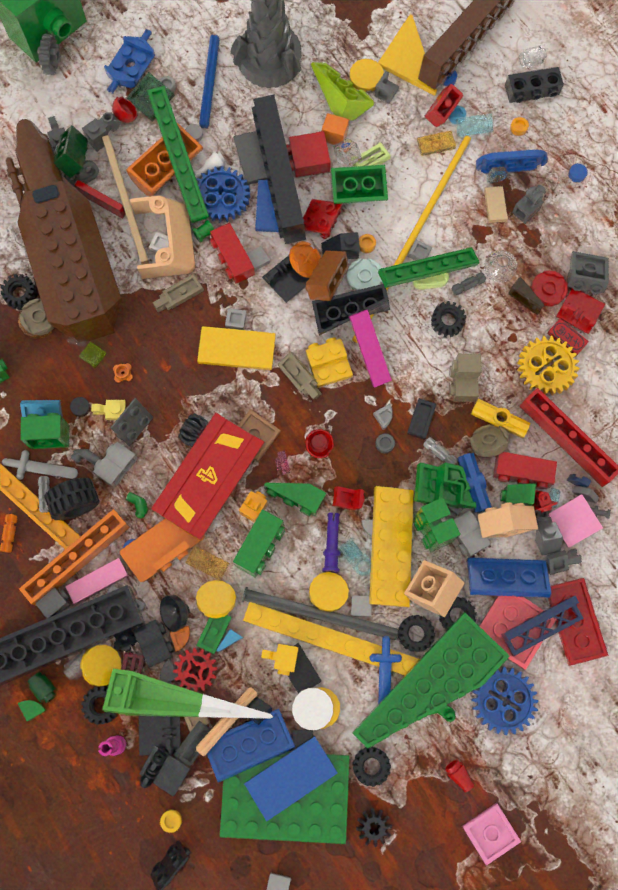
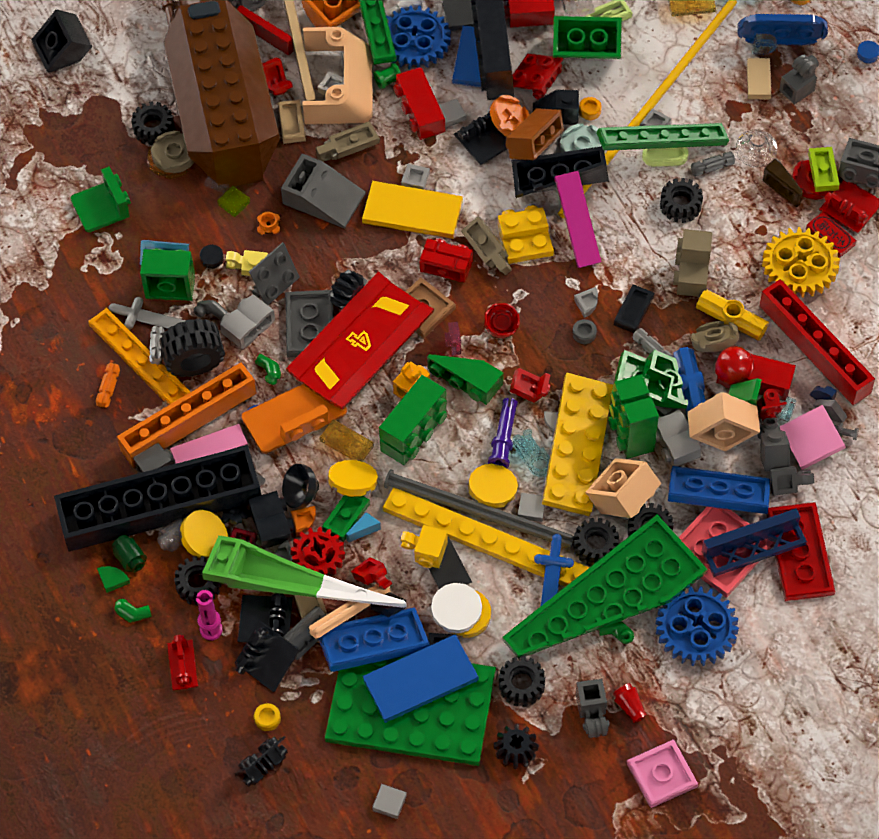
camera: 10 degrees right, 15 degrees down
(50, 740) = (130, 613): none -> green arm
(97, 782) = (182, 663): none -> red hinge
(113, 241) = (276, 77): none -> red bracket
(131, 278) = (291, 121): none -> tan tile
(162, 342) = (321, 192): none -> dark grey slope
(163, 456) = (305, 318): none -> dark grey tile
(239, 683) = (370, 572): none -> red plate
(268, 392) = (446, 260): none -> red brick
(430, 785) = (592, 707): none -> dark grey brick
(509, 468) = (734, 365): none -> red hair
(557, 282) = (823, 169): none -> lime plate

